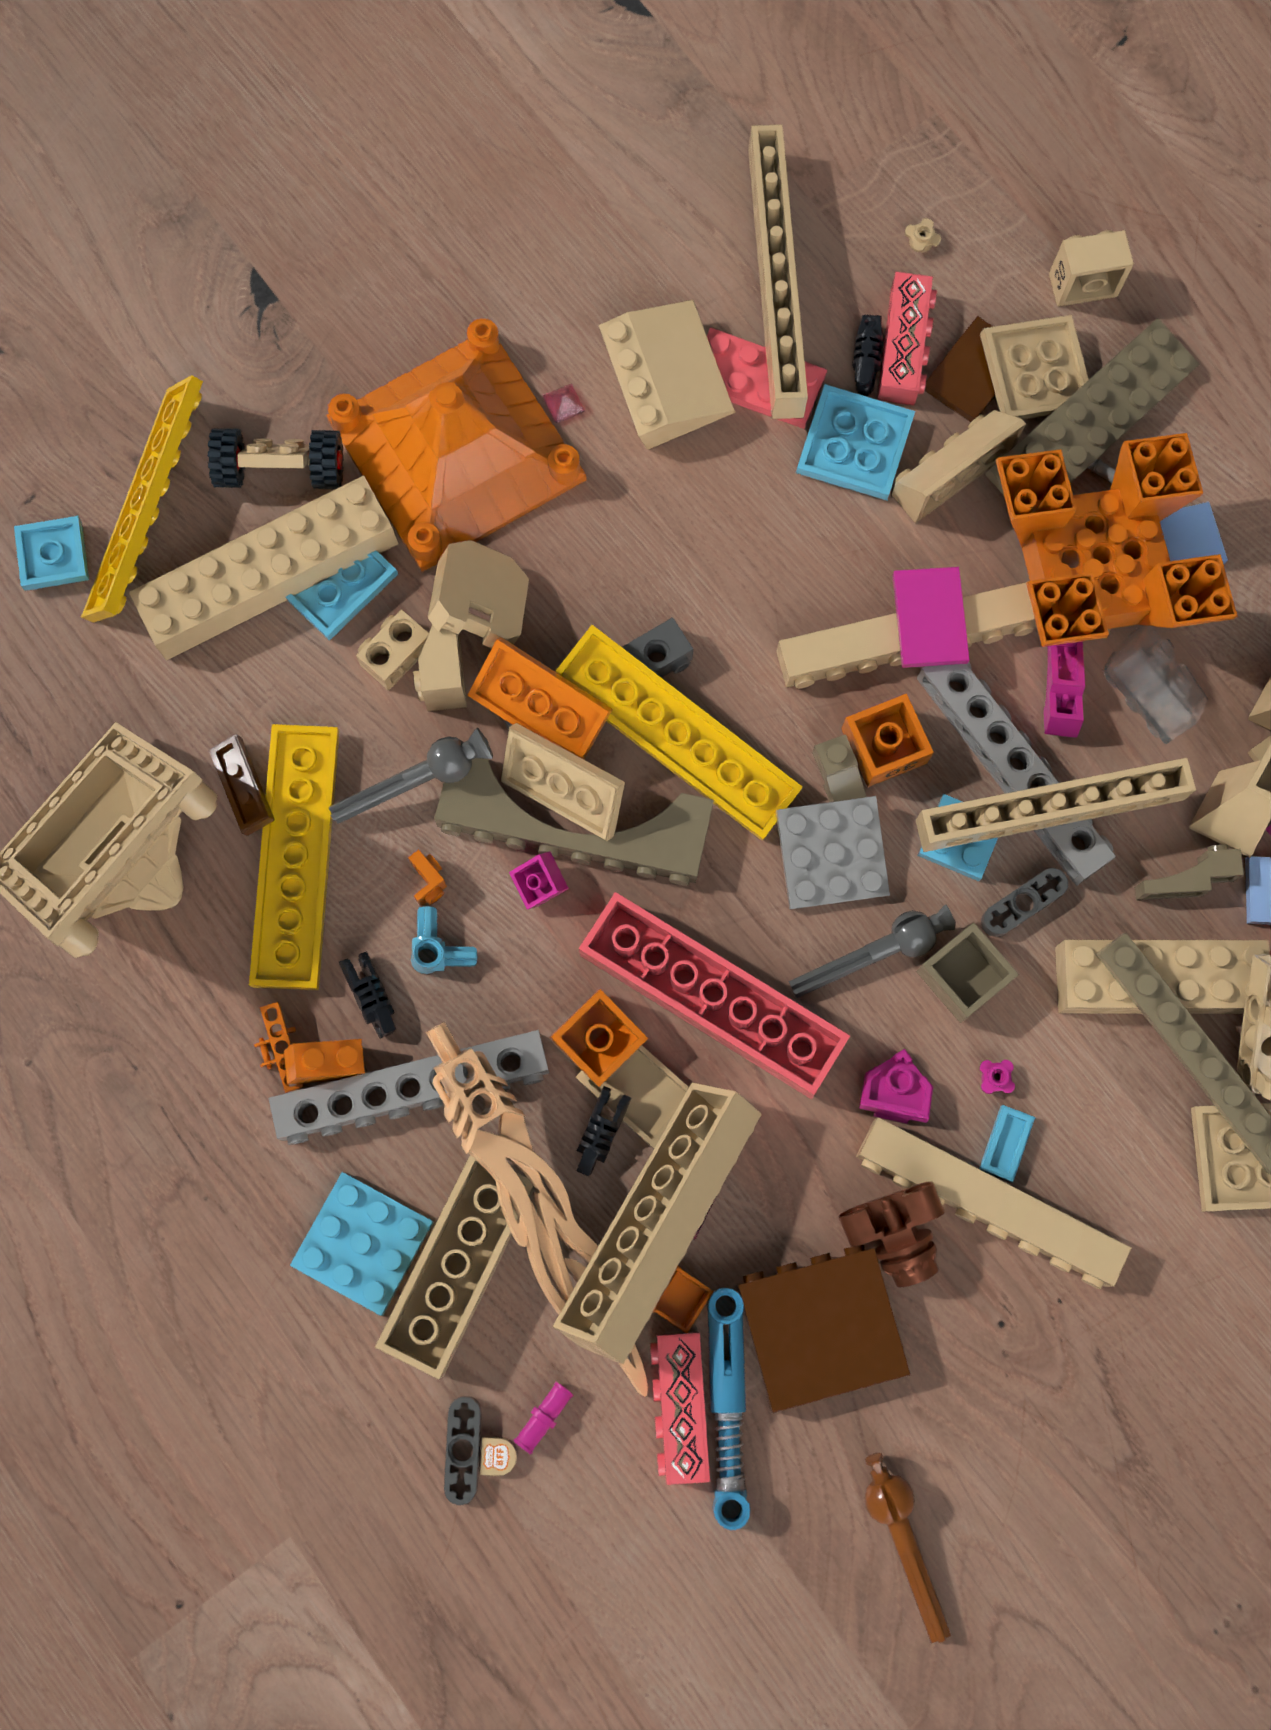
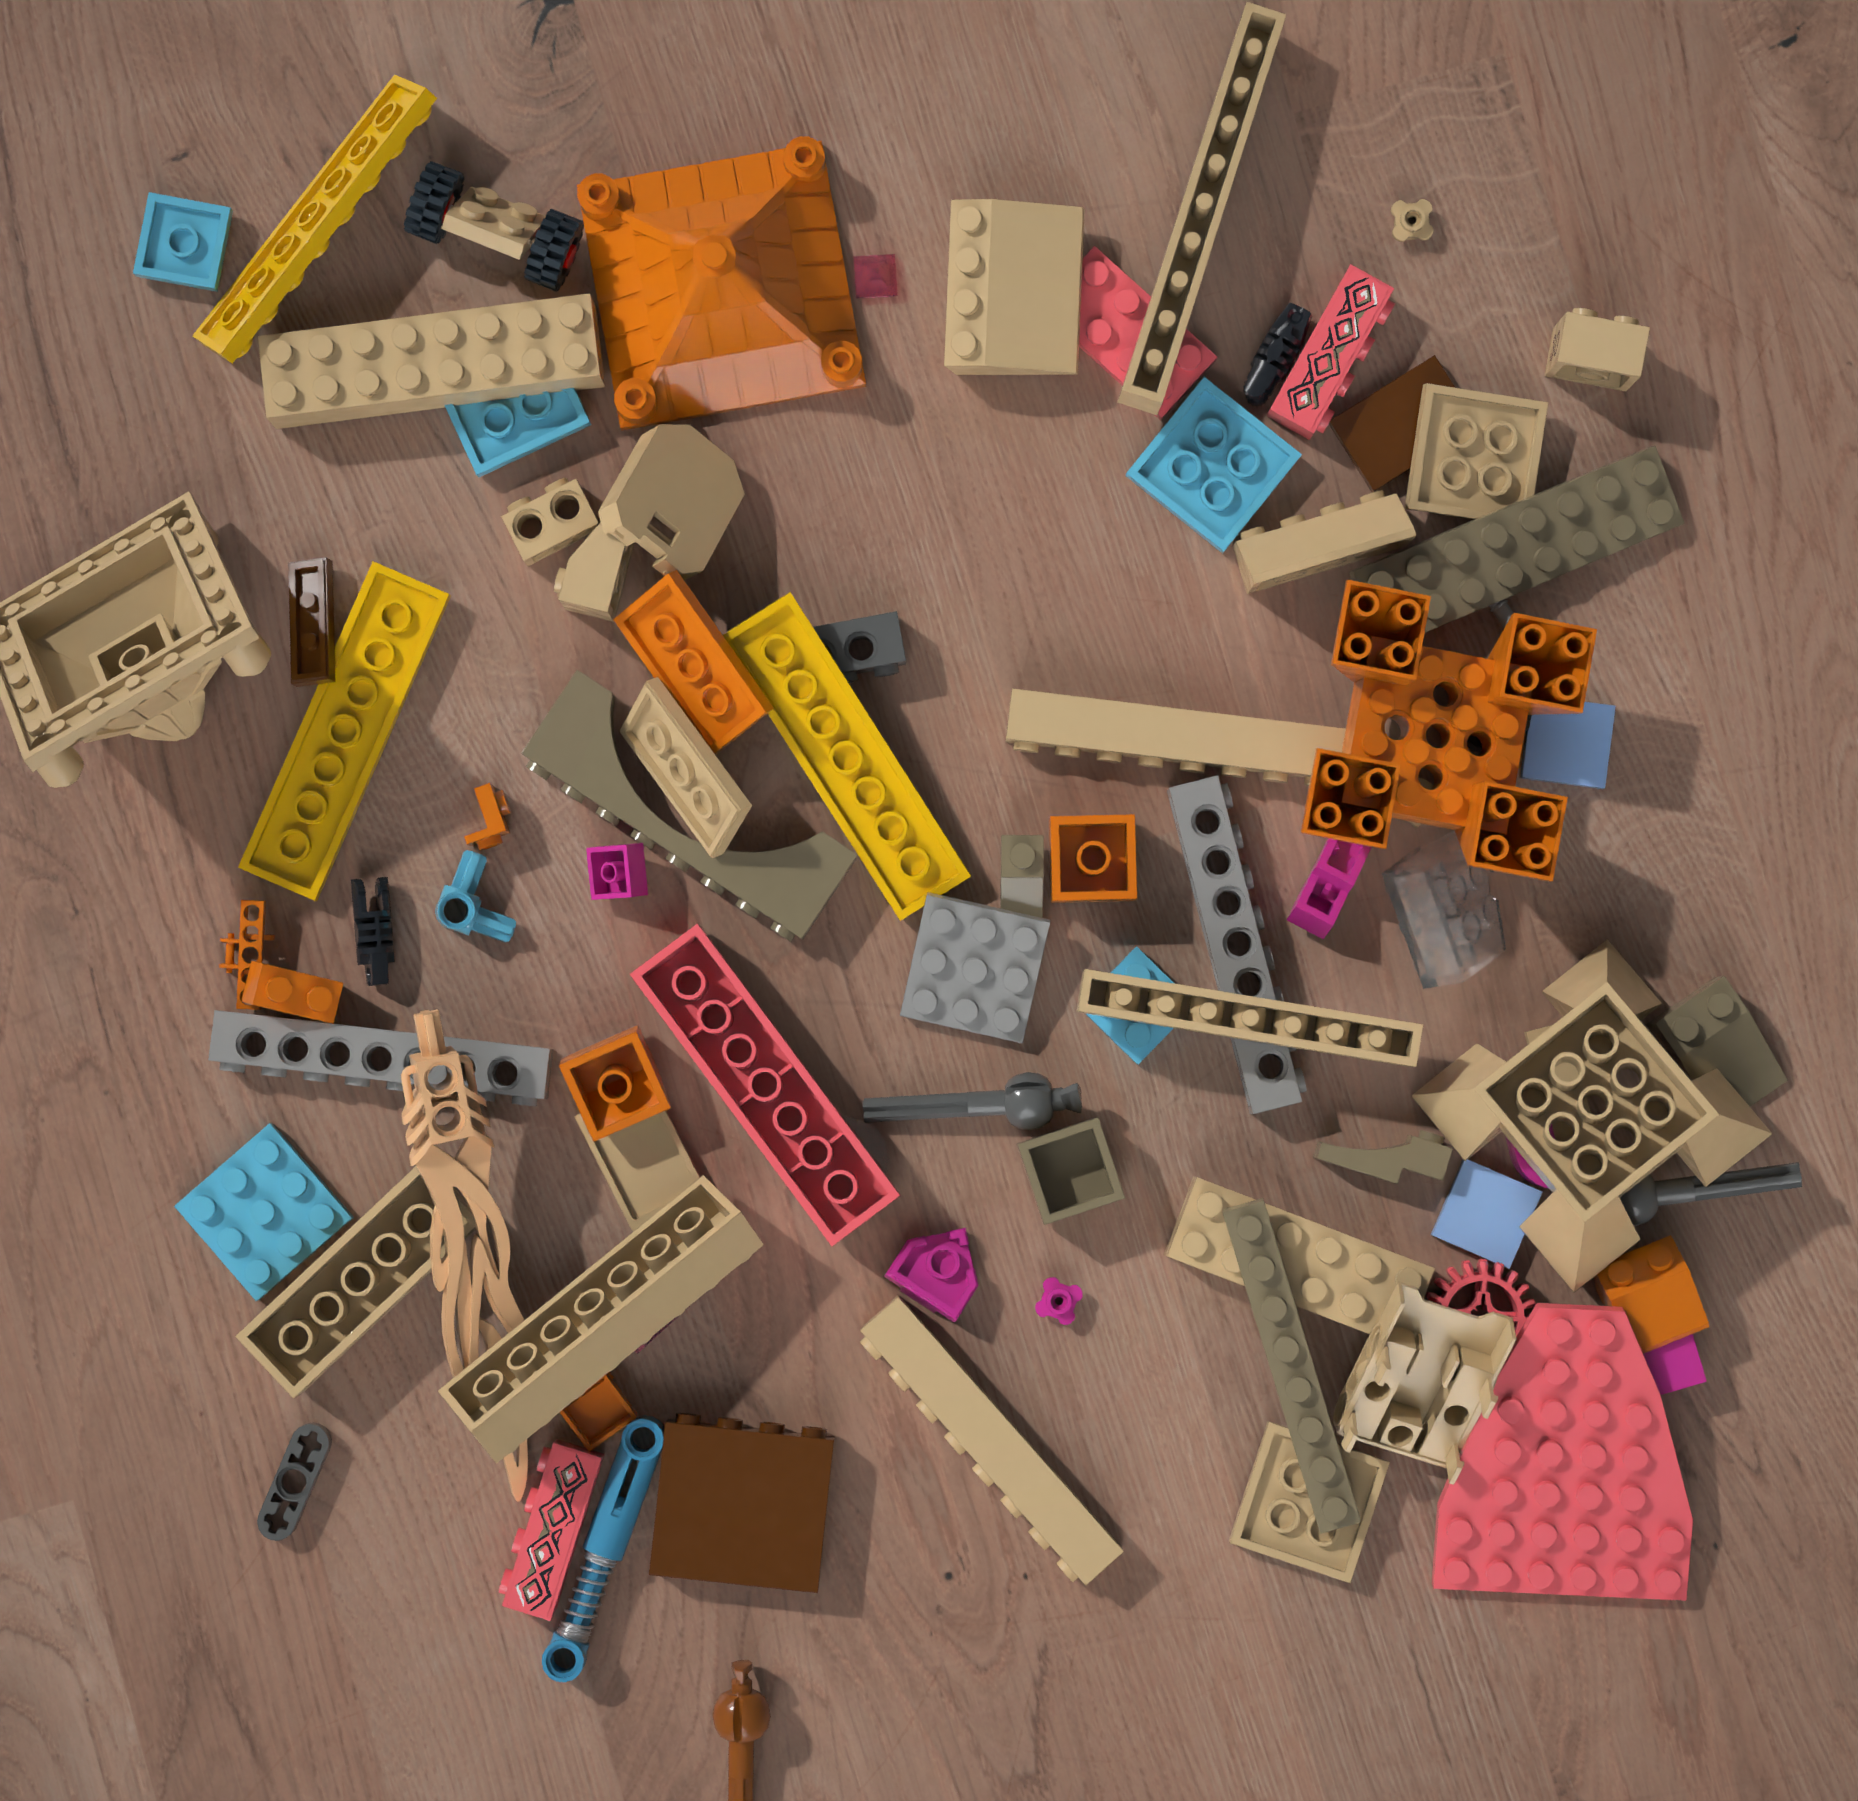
camera: 20 degrees right, 10 degrees up
(446, 760) = (559, 694): dark grey piece -> none
(497, 1456) = (330, 1502): tile -> none
(543, 1418) = (395, 1481): dark pink pin -> none
(600, 1132) = (578, 1191): black hinge -> none
(906, 1251) = (870, 1417): copper beam -> none
(930, 617) = (1204, 729): dark pink tile -> none
(1007, 1143) = (1039, 1380): medium azure tile -> none
(1038, 882) = (1211, 1114): dark grey beam -> none

